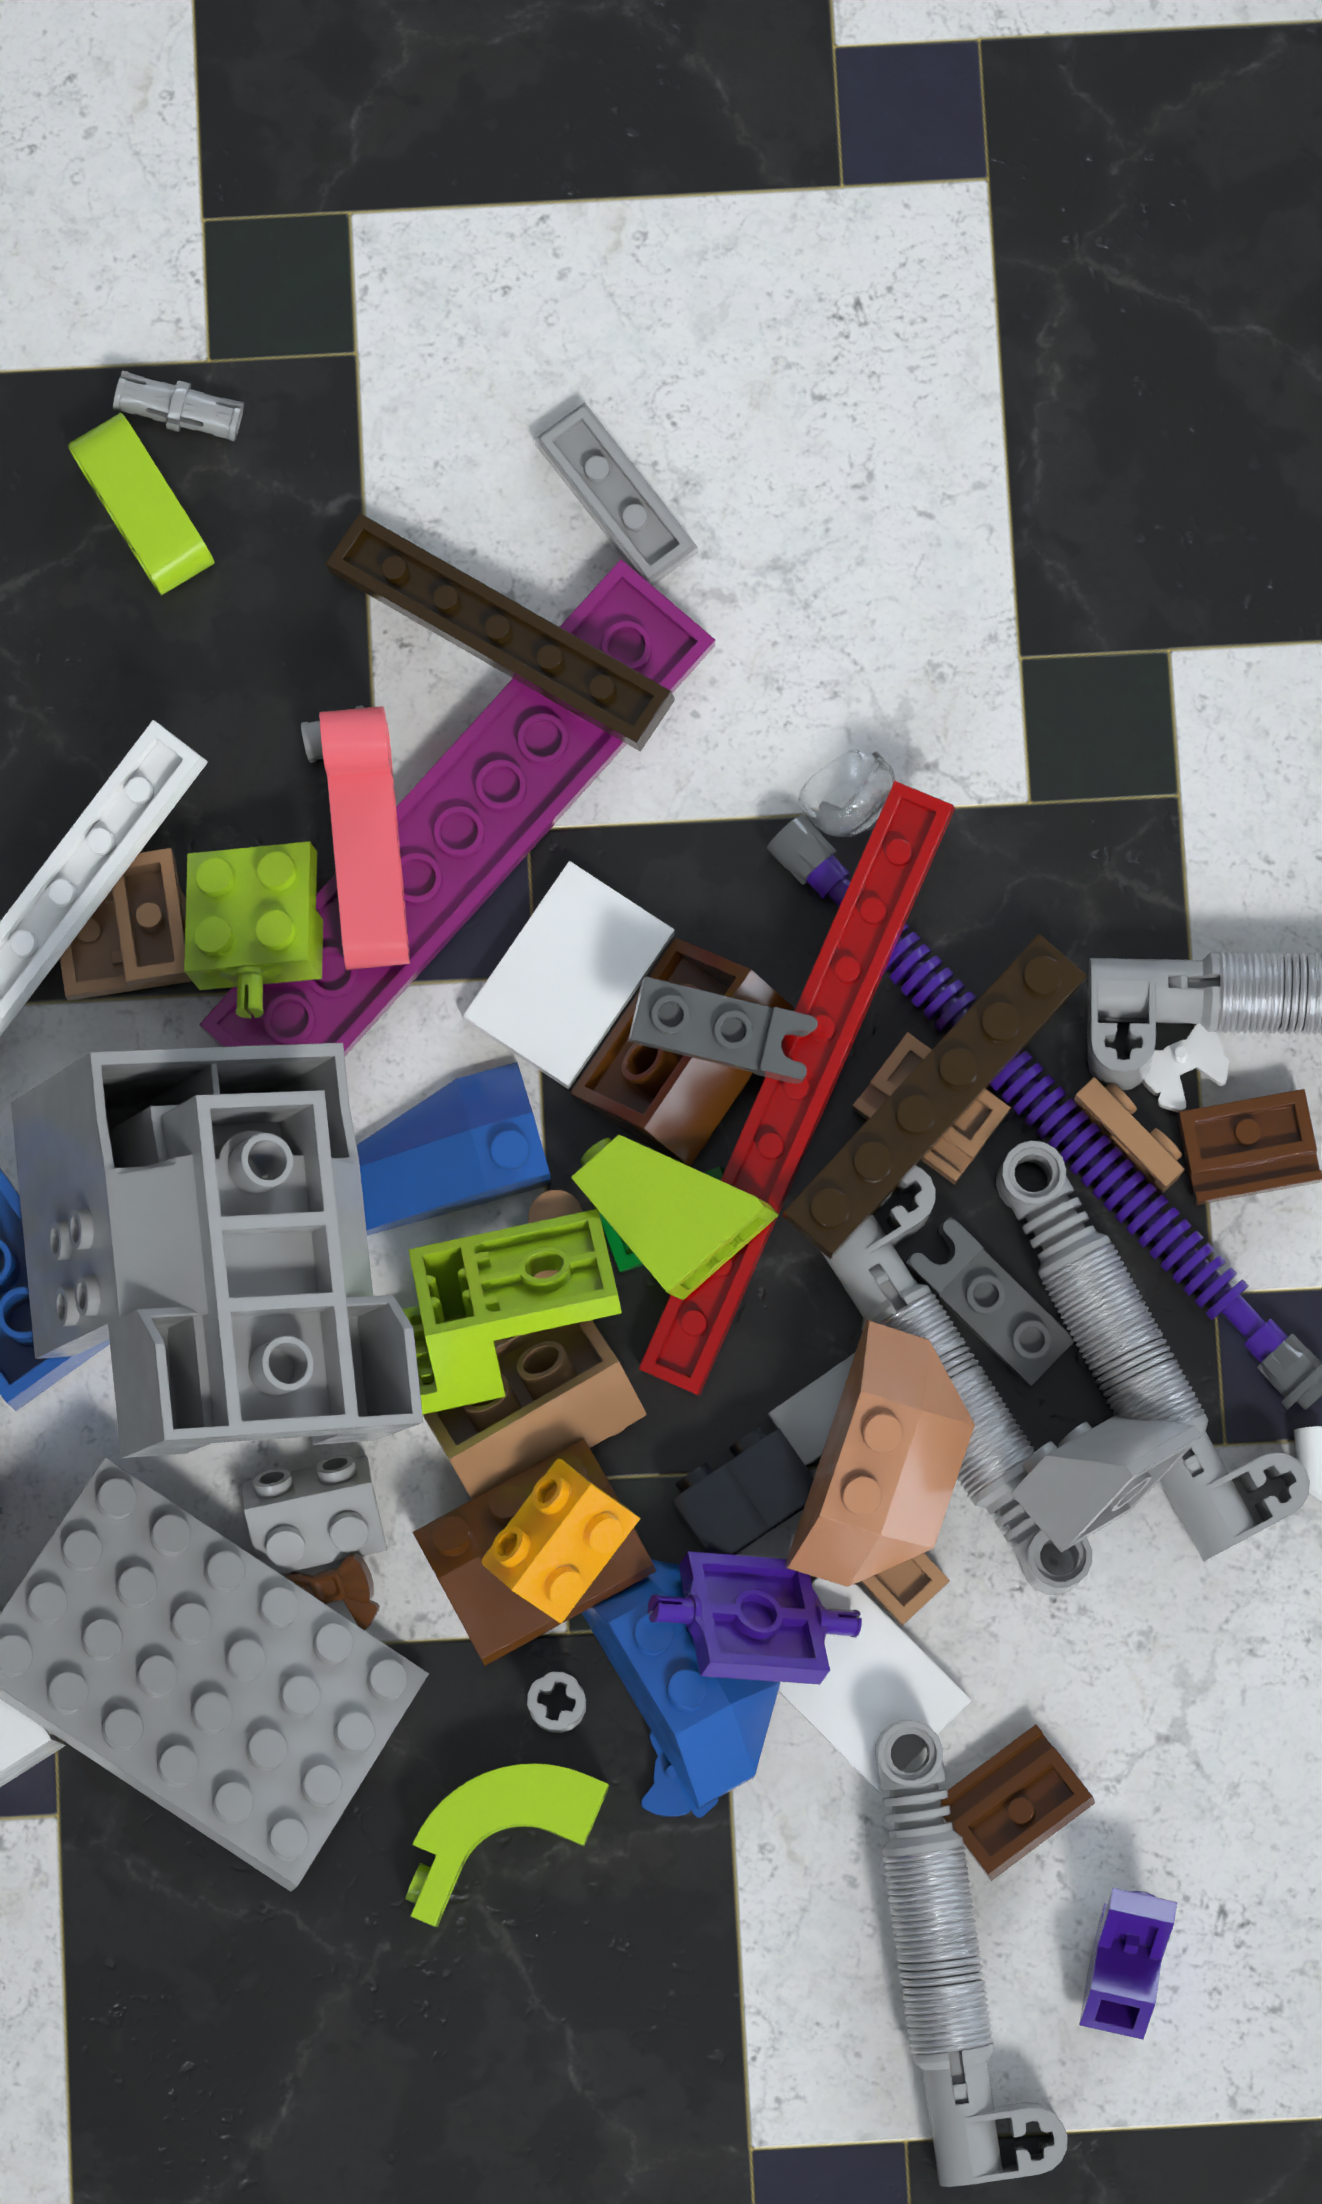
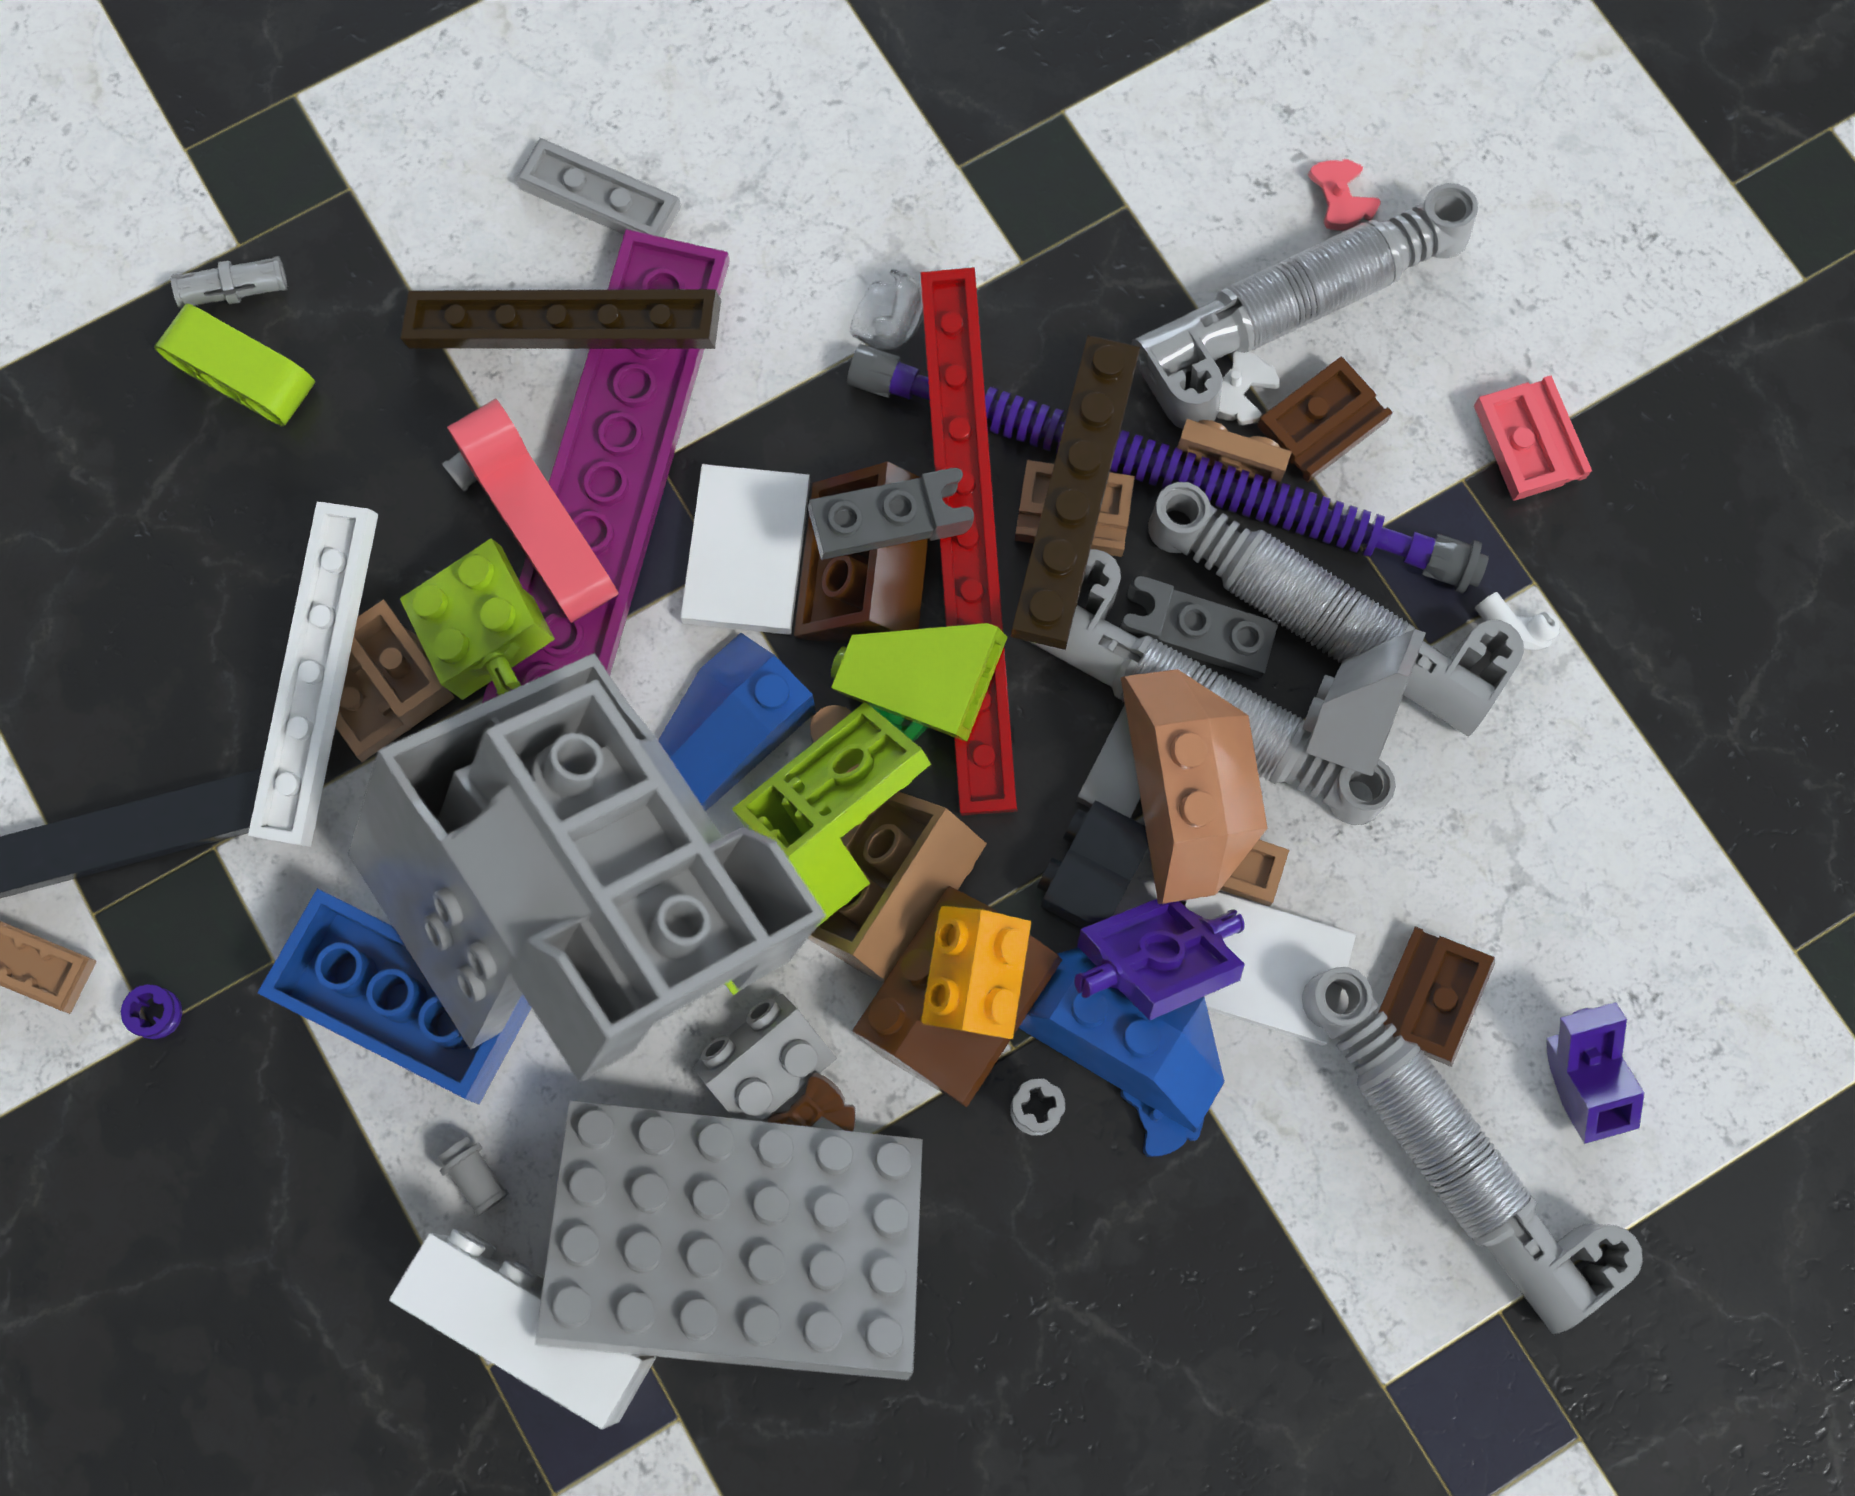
camera: 30 degrees left, 5 degrees down
(500, 1799) = (1059, 1192): lime arch -> none

